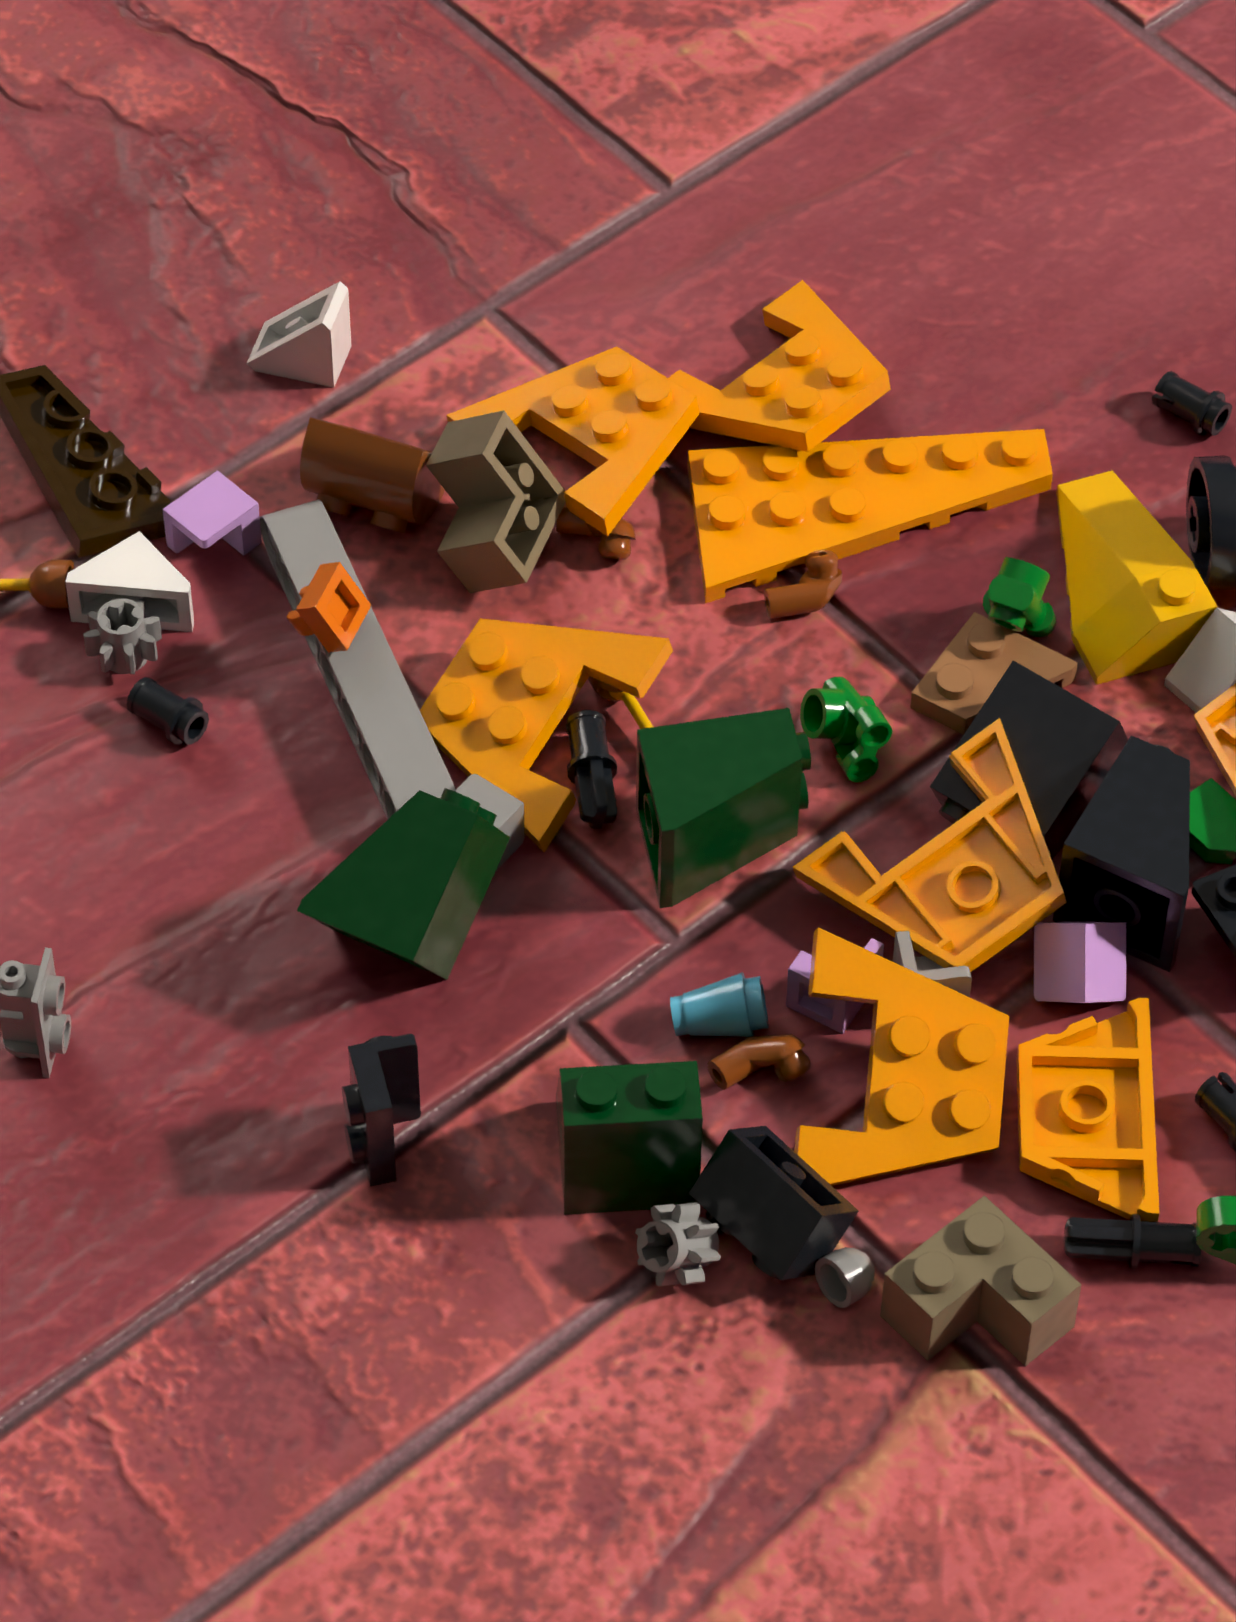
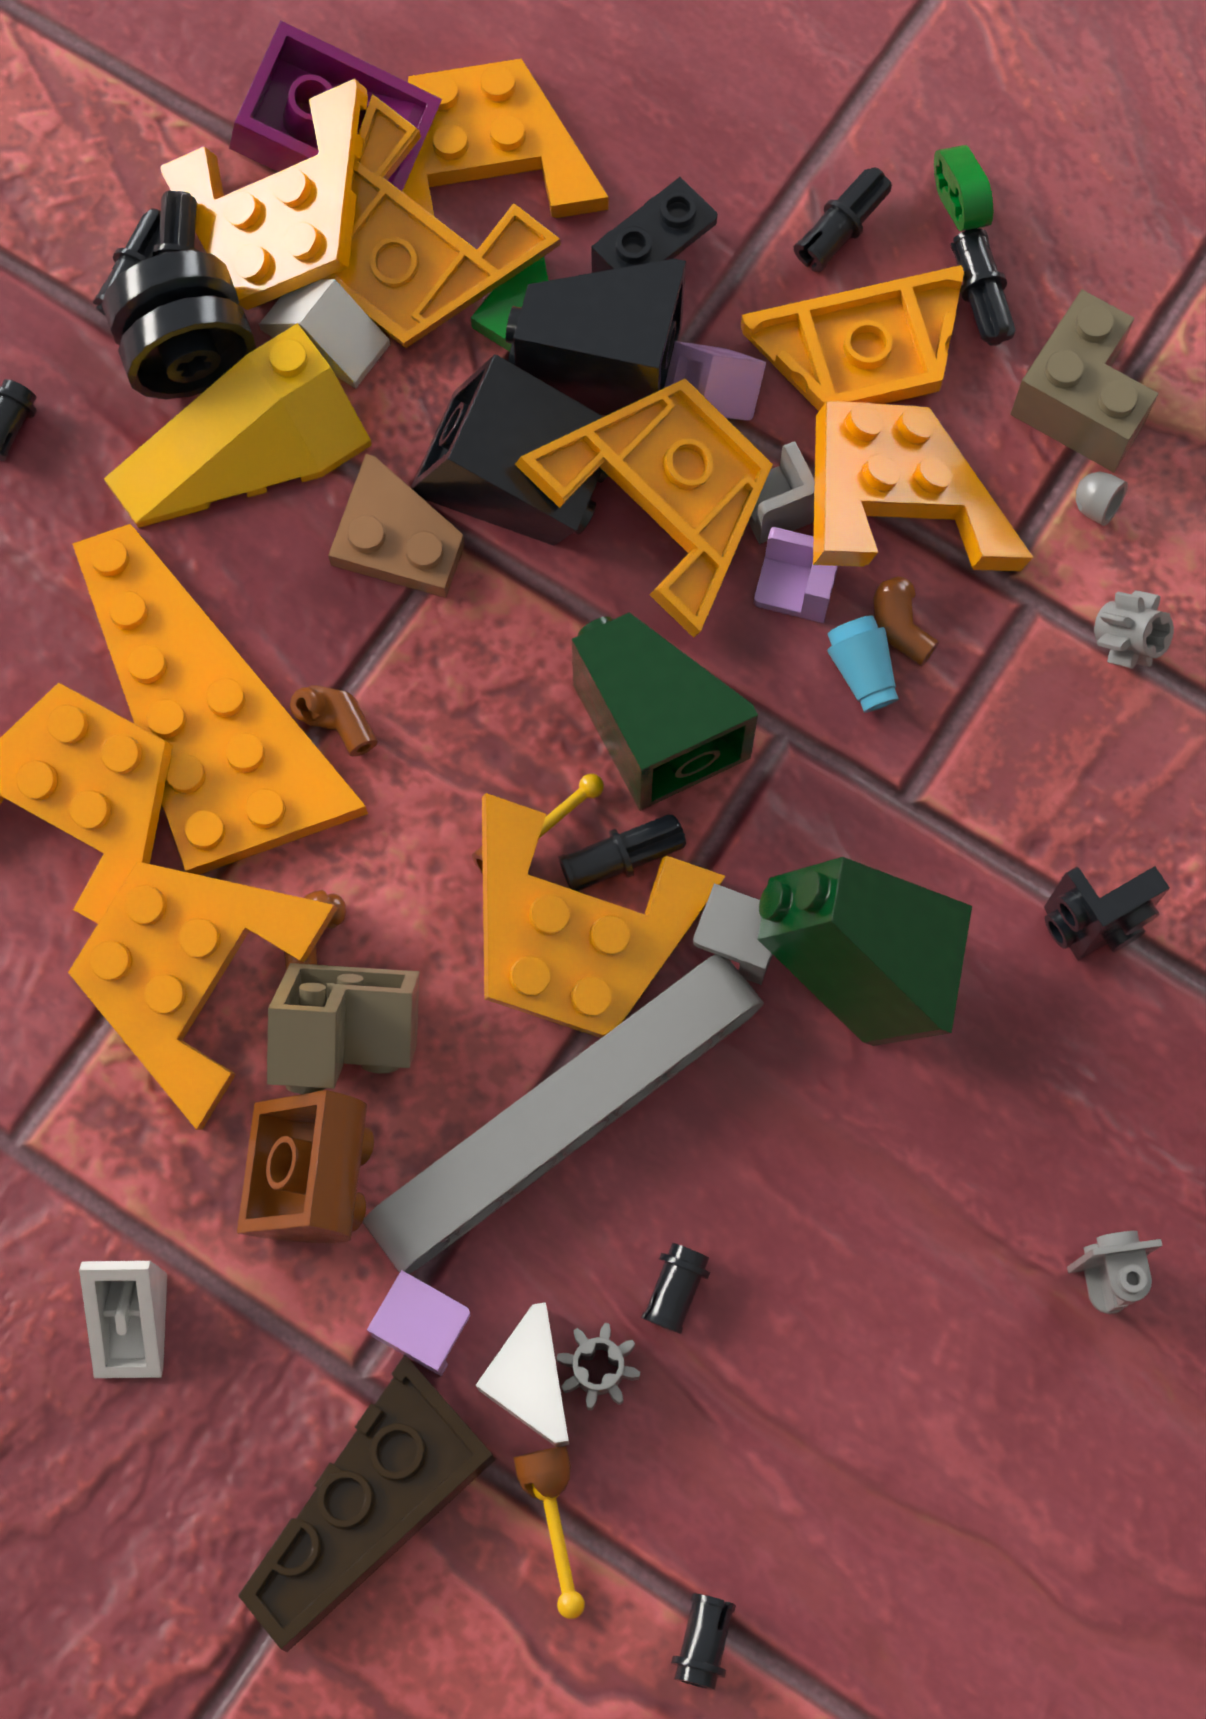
camera: 105 degrees left, 20 degrees up
(330, 608) = (543, 1132): orange tile -> none
(629, 1136) = (1045, 688): dark green slope -> none
(772, 1202) = (1071, 557): black brick -> none
(851, 724) = (498, 637): green plate -> none
(1017, 601) = (323, 507): green plate -> none

